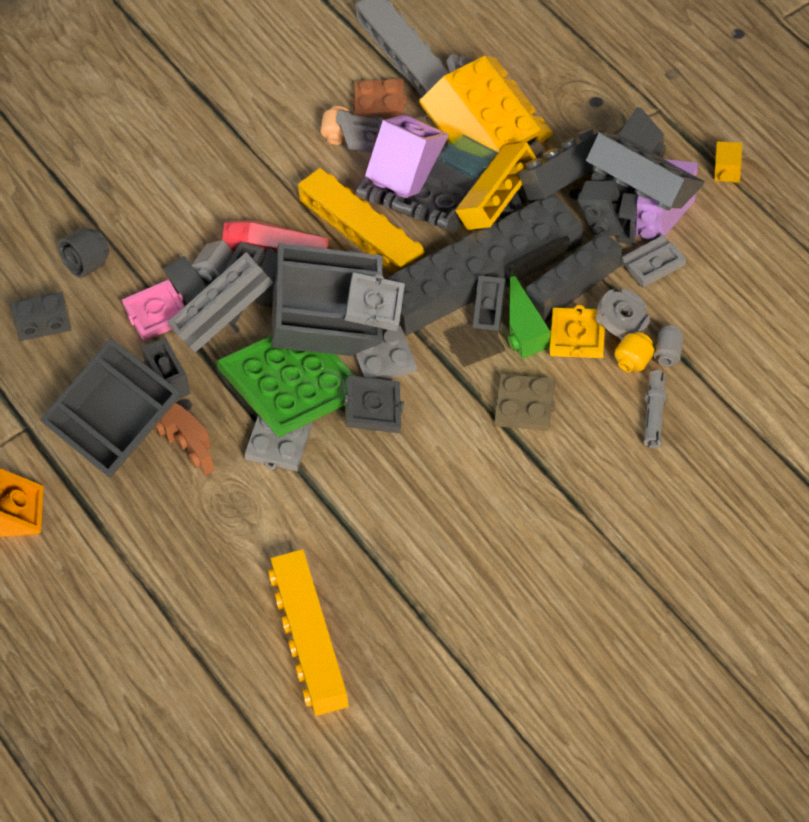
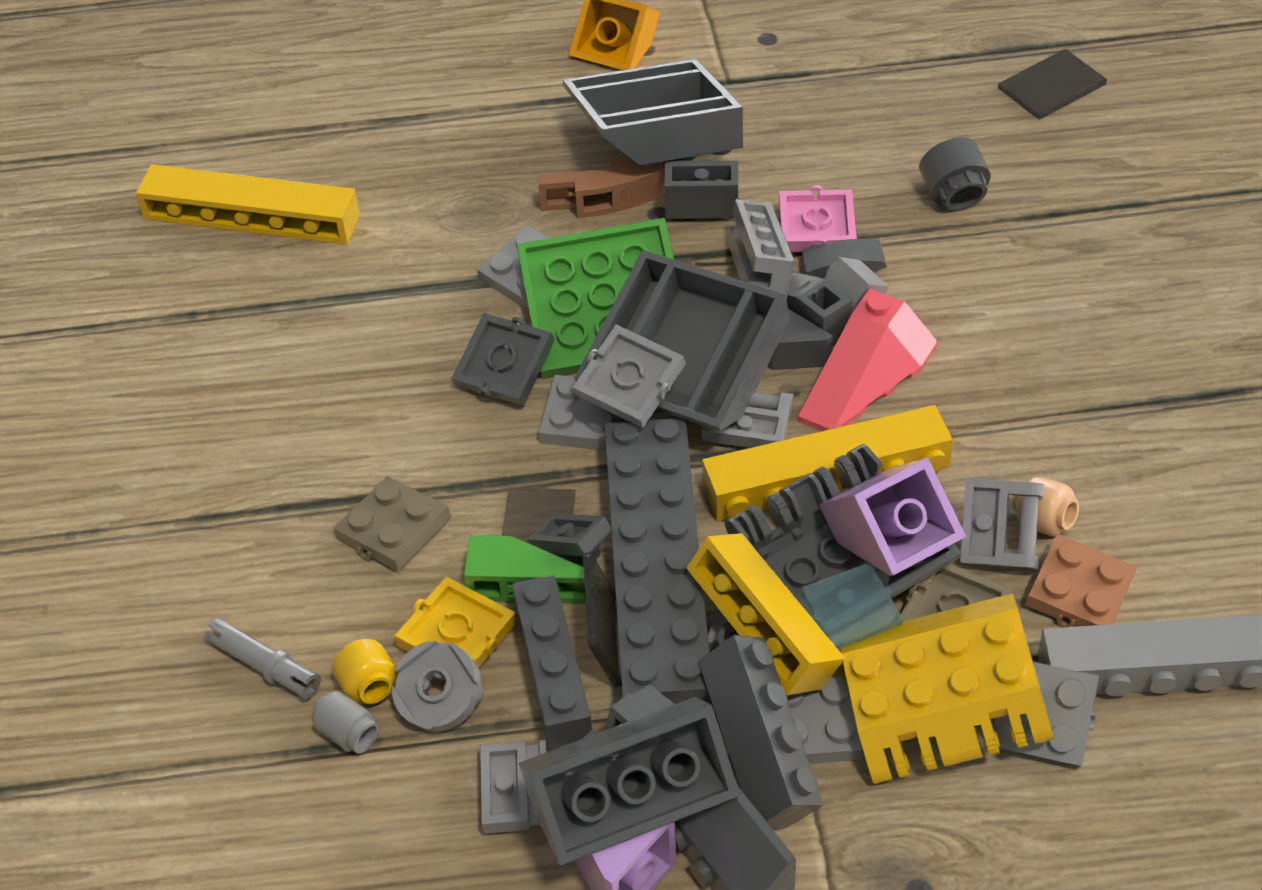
camera: 115 degrees right, 5 degrees down
(41, 316) = (872, 116): dark grey brick -> none

